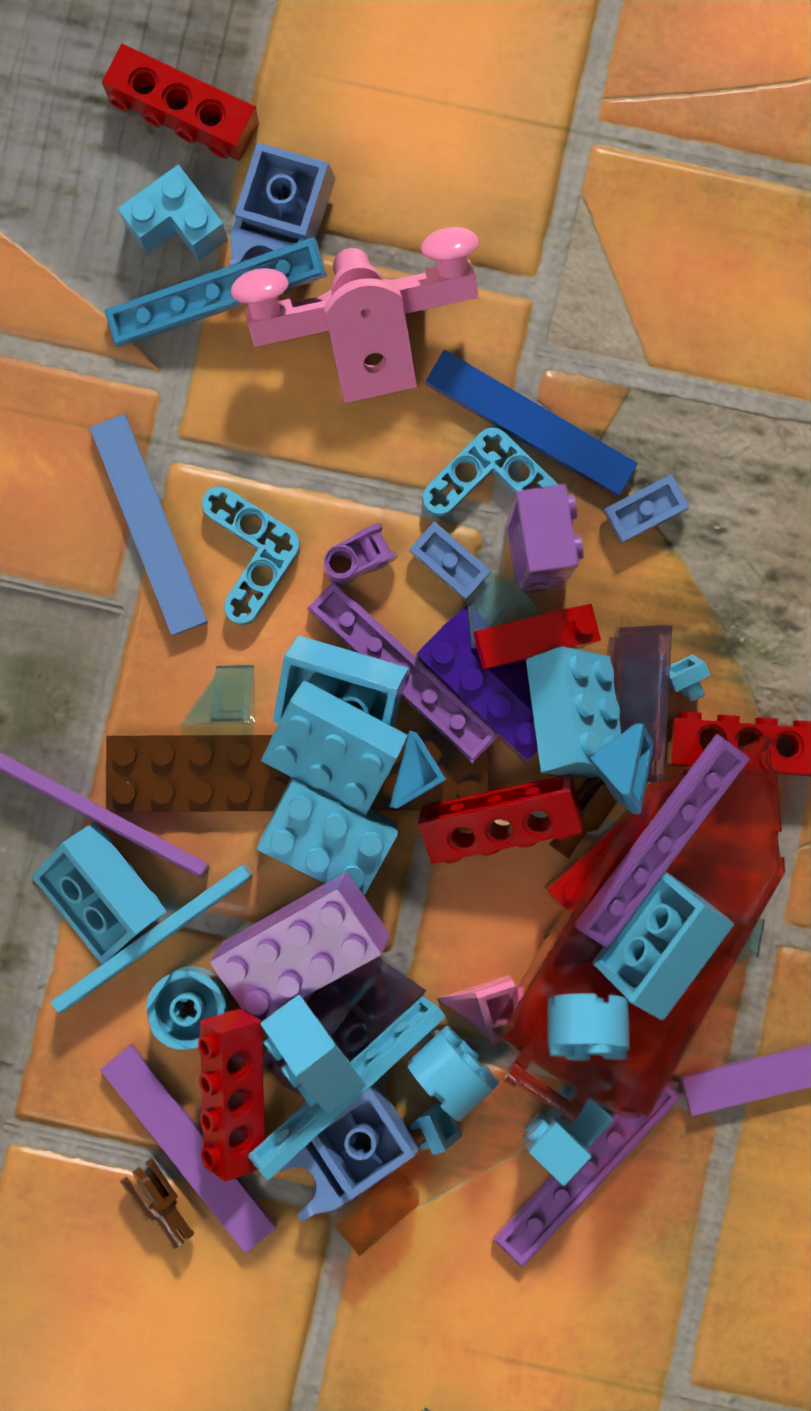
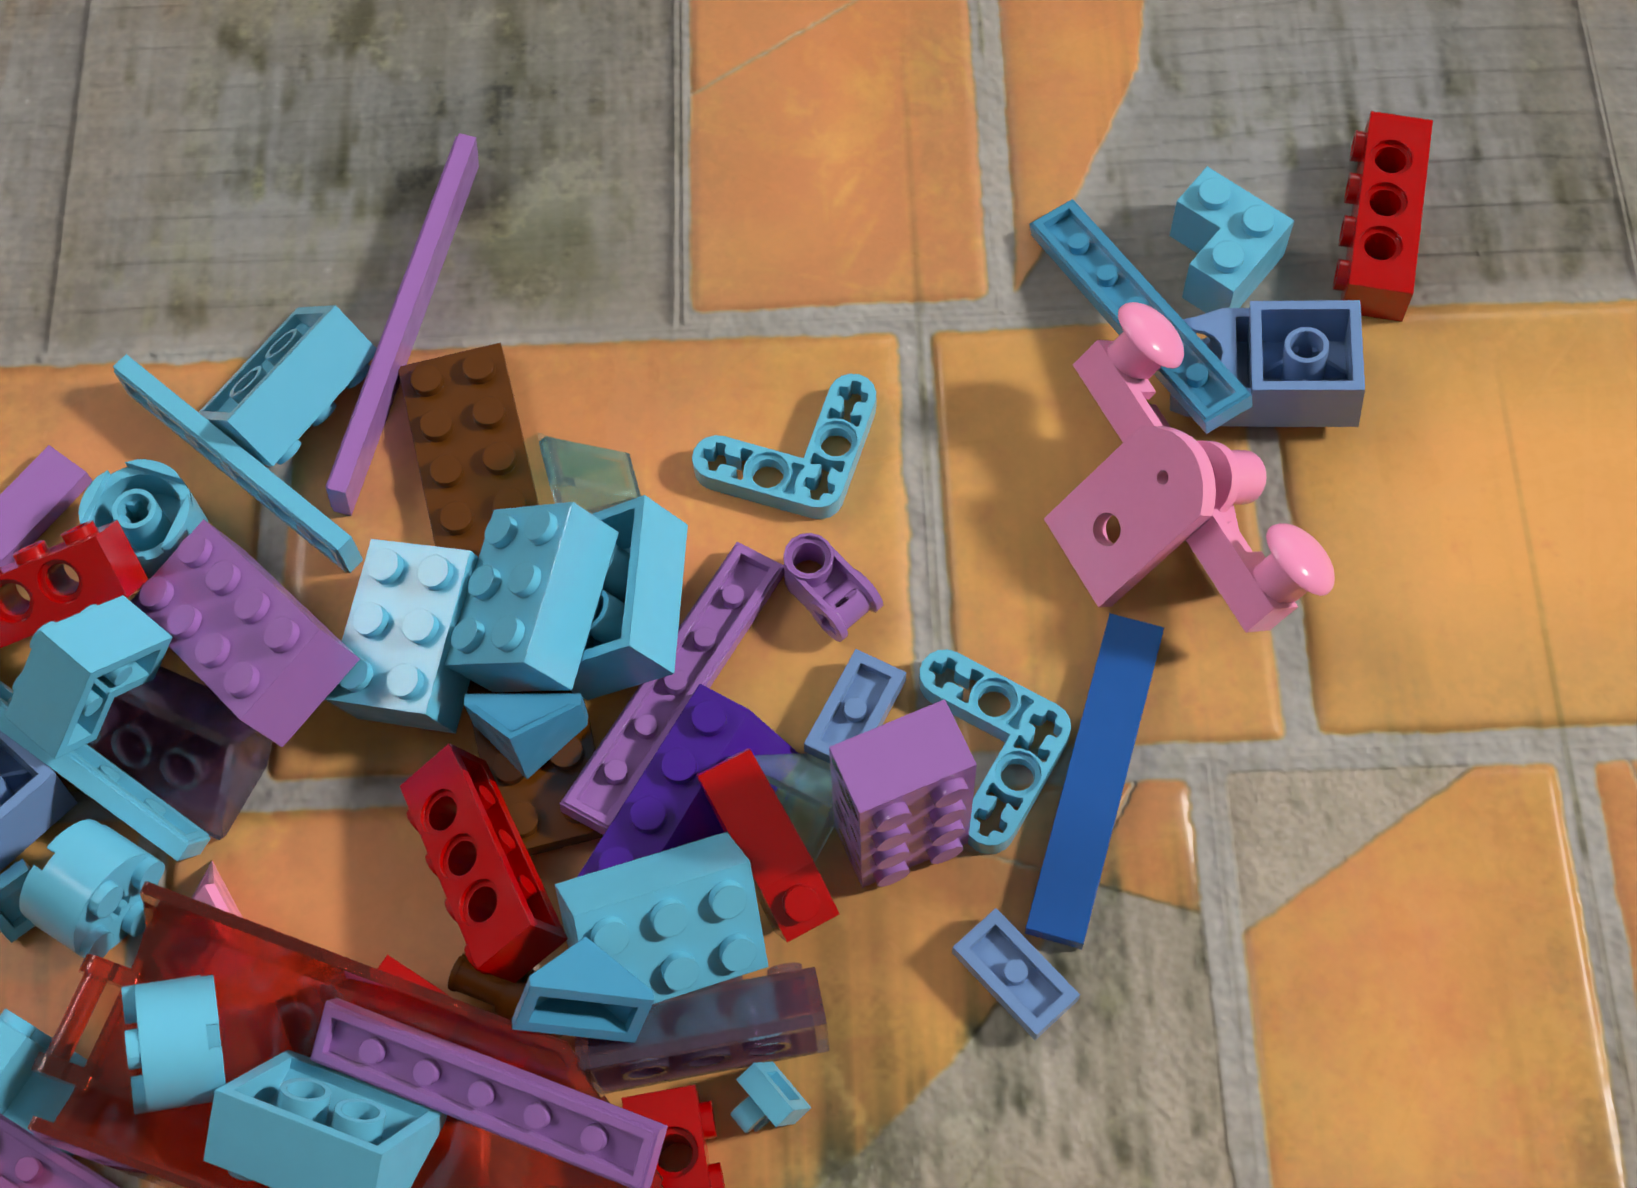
camera: 80 degrees right, 20 degrees down
(148, 525) = (798, 325): medium blue tile -> none

